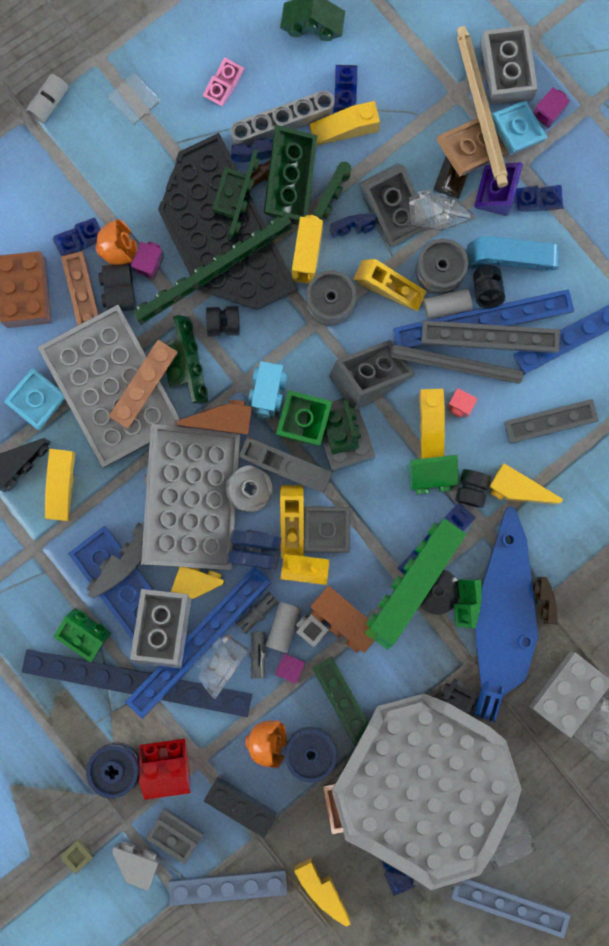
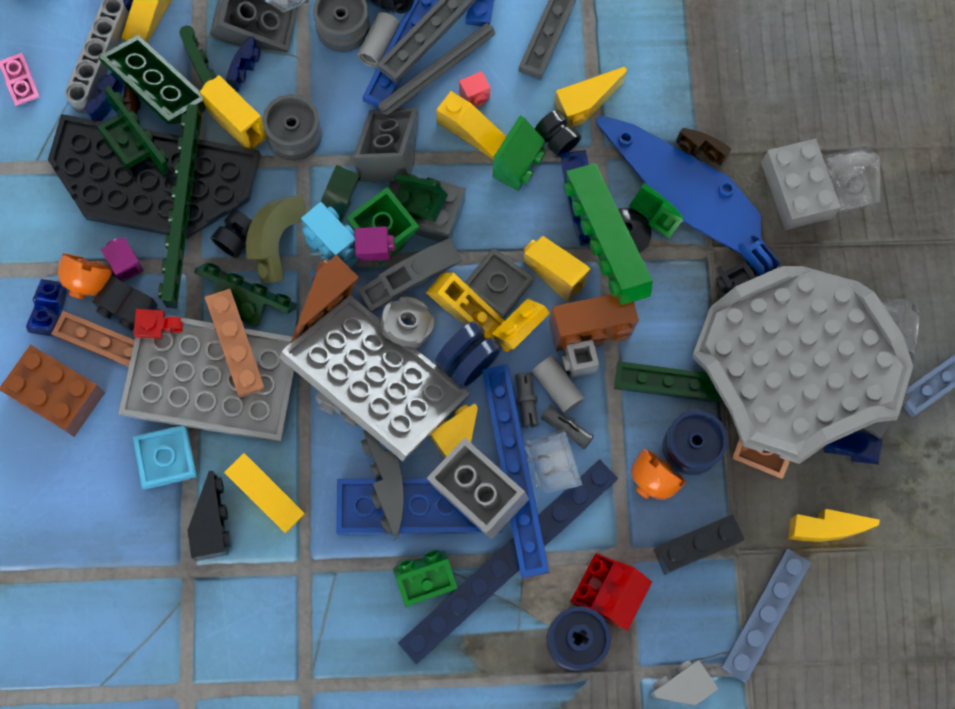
camera: 60 degrees left, 10 degrees down
(113, 320) = (153, 323): none -> red plate
(174, 836) = (682, 629): dark grey plate -> none
(239, 342) = (265, 233): none -> olive arch
(280, 425) = (373, 243): none -> magenta brick
(290, 668) = (600, 408): magenta tile -> none
(306, 368) = (340, 190): none -> dark green slope
(368, 561) = (556, 267): none -> yellow slope
(389, 284) = (320, 72): yellow slope -> none

